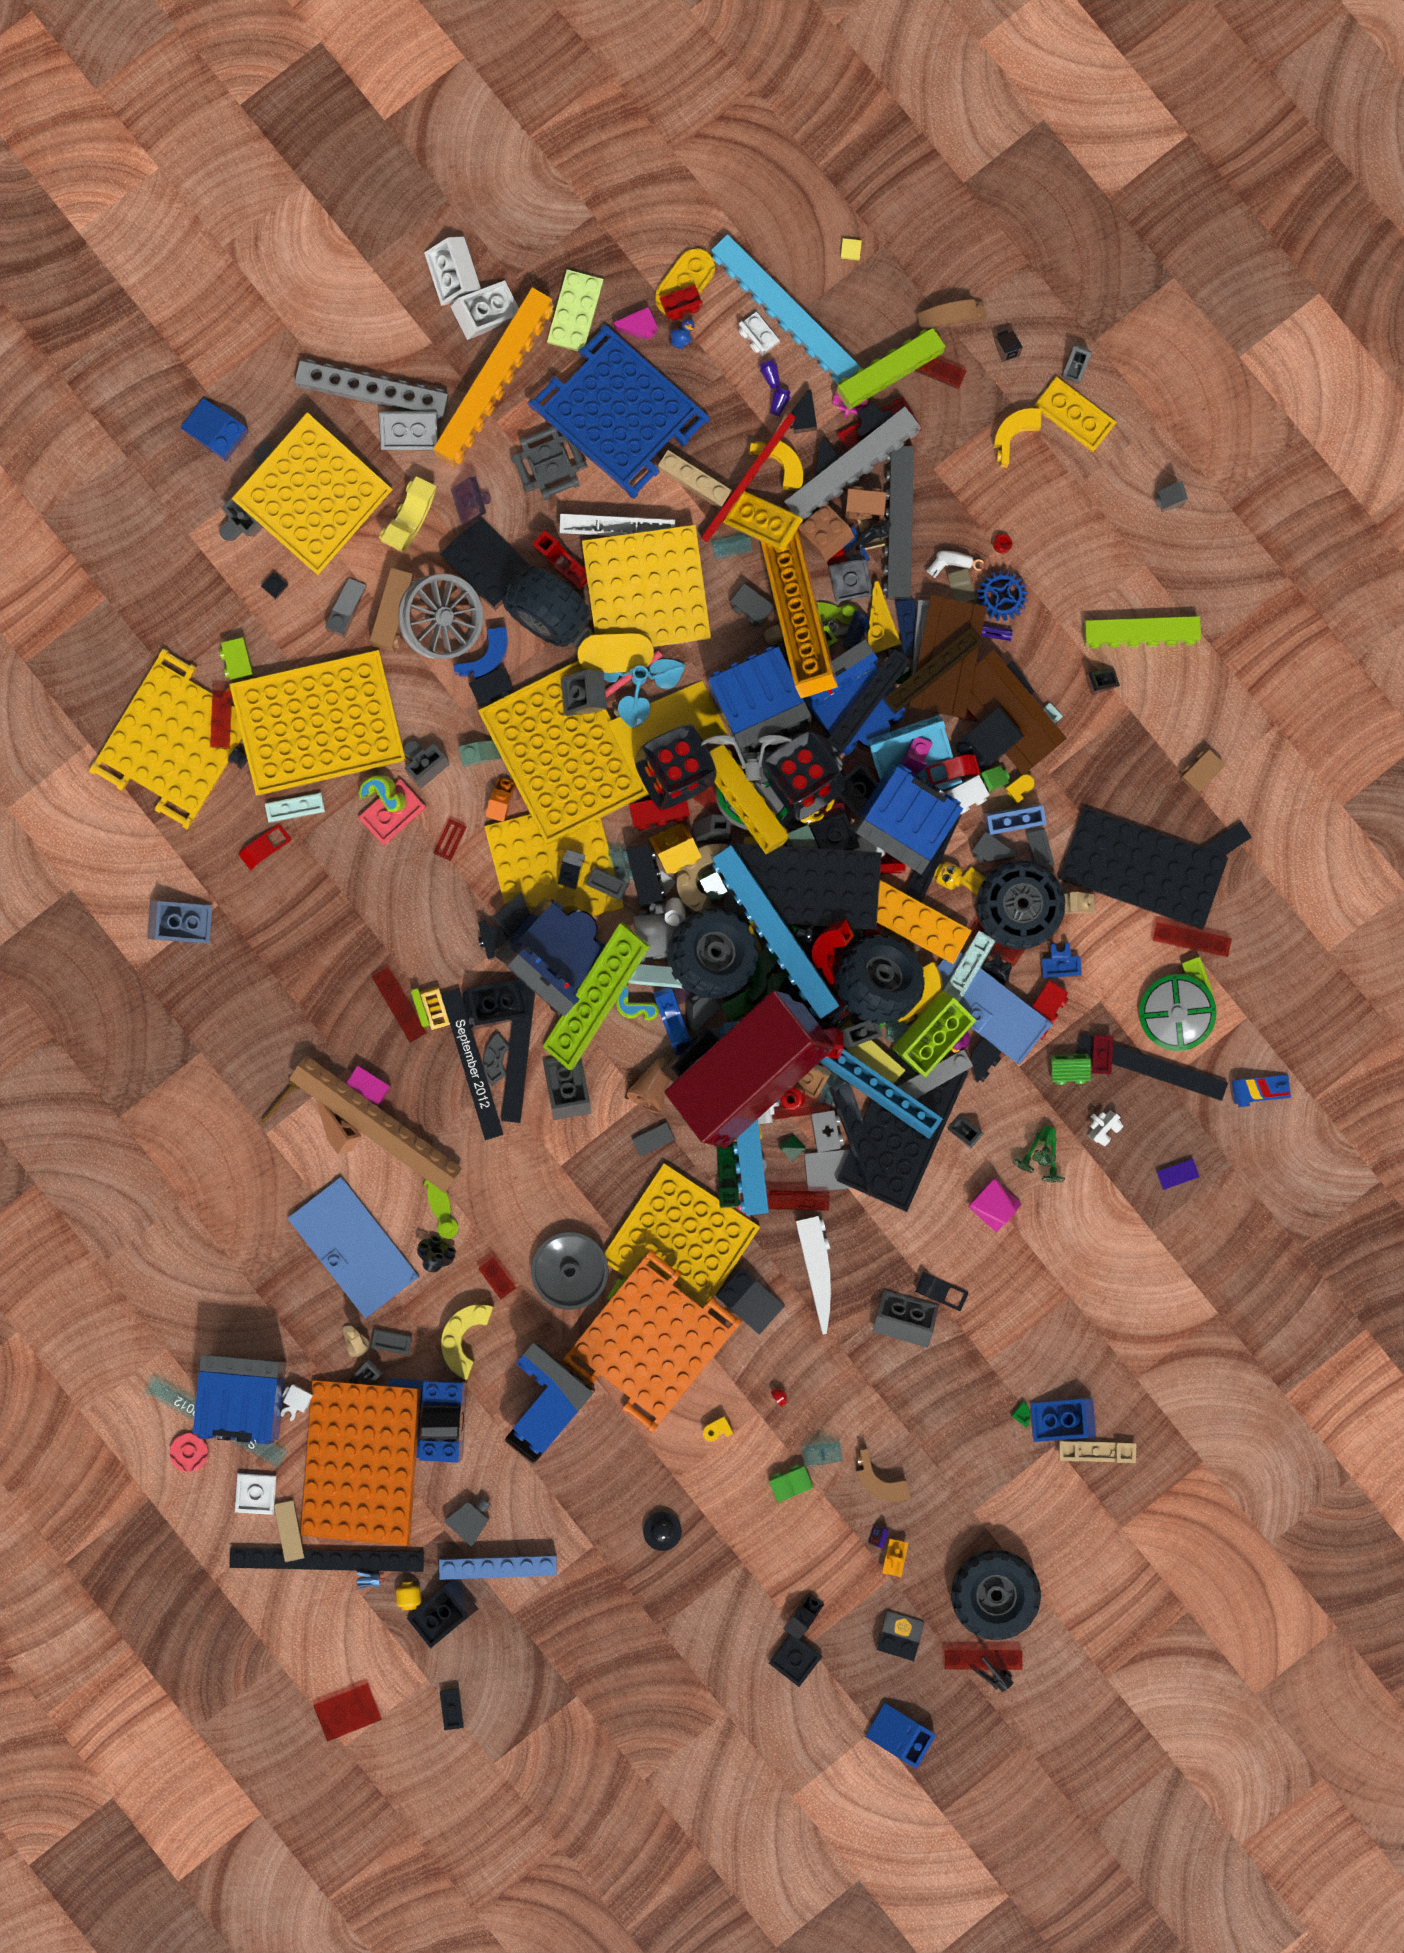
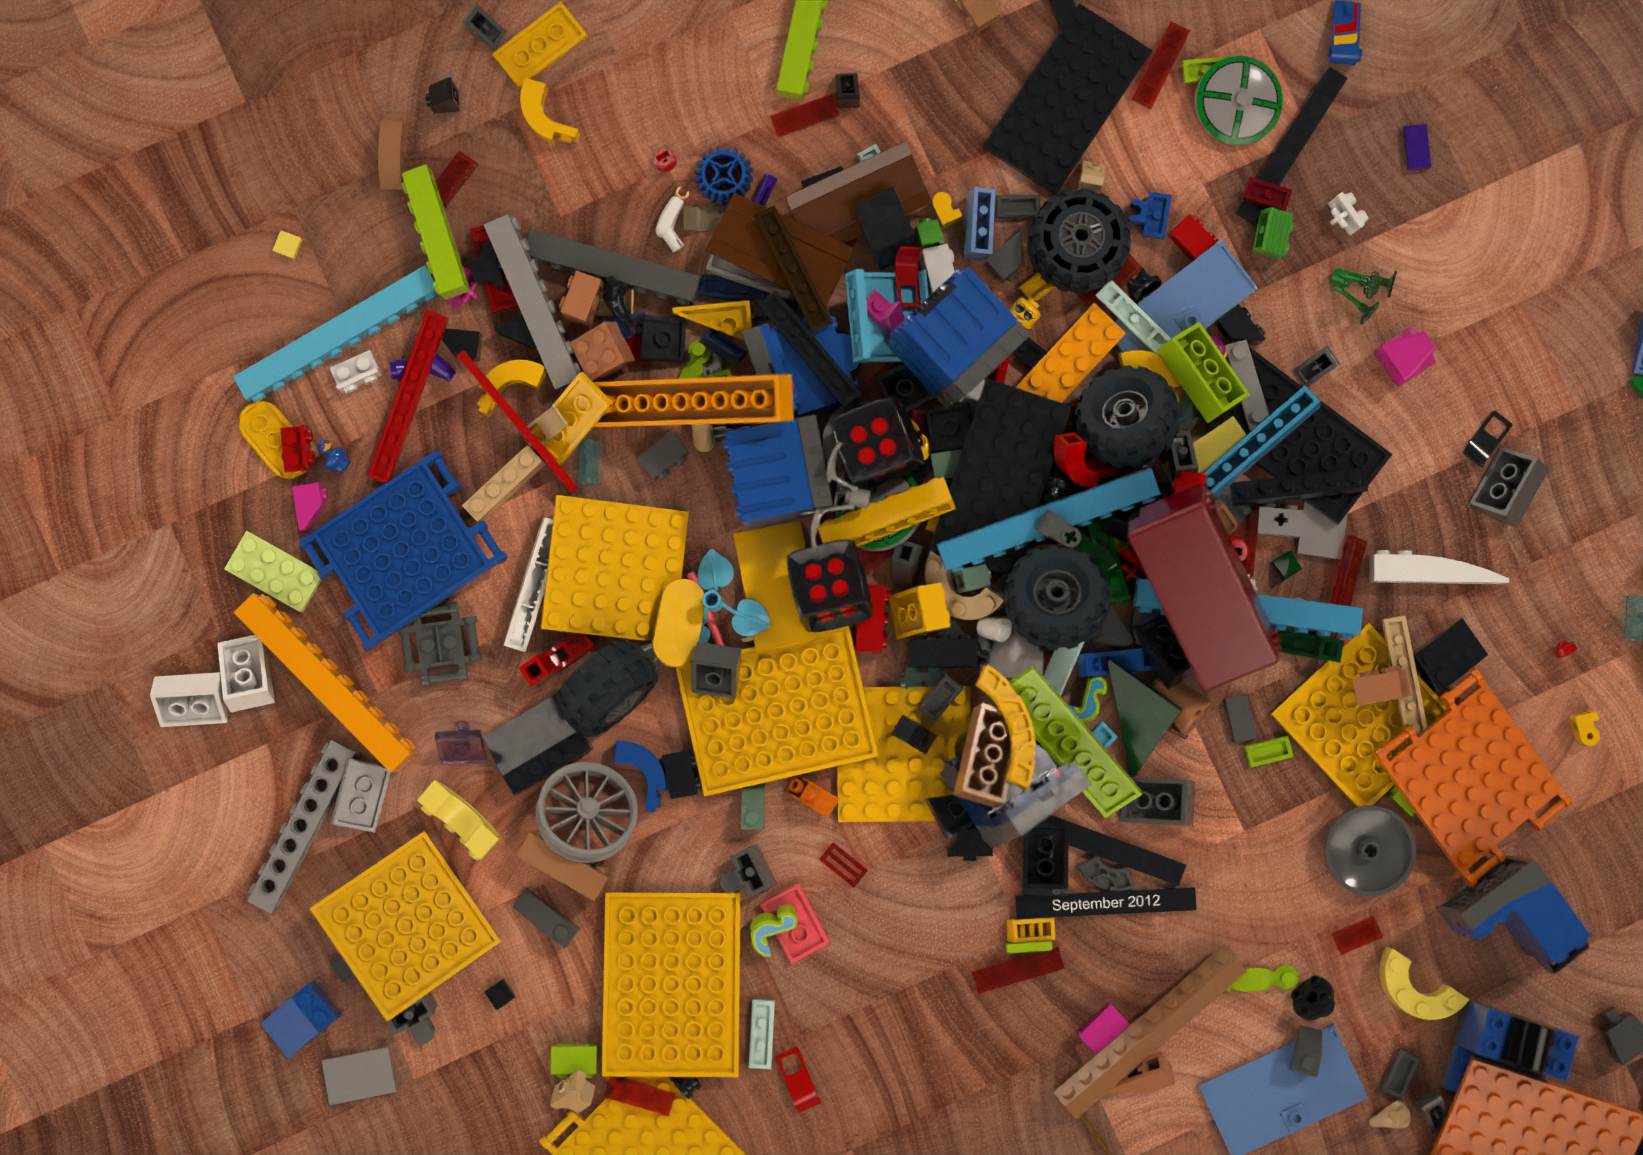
camera: 70 degrees left, 0 degrees up
(180, 489) = (359, 1075): none -> light grey tile
(209, 665) = (573, 1093): none -> tan brick
(391, 1257) = (1307, 1051): none -> dark grey slope
(567, 928) = (985, 758): none -> medium nougat brick
(599, 945) = (1018, 723): none -> yellow tile
(609, 1028) = (1104, 734): none -> medium azure tile
(631, 1169) = (1268, 751): none -> lime tile
(636, 1054) = (1142, 713): none -> dark green tile
(708, 1244) = (1386, 686): none -> nougat brick
(723, 1264) = (1401, 654): none -> tan plate
(747, 382) = (408, 396): none -> red tile
(755, 504) = (550, 422): none -> tan piece
(770, 937) = (1056, 527): none -> dark grey piece
(1071, 651) = (804, 115): none -> clear red tile

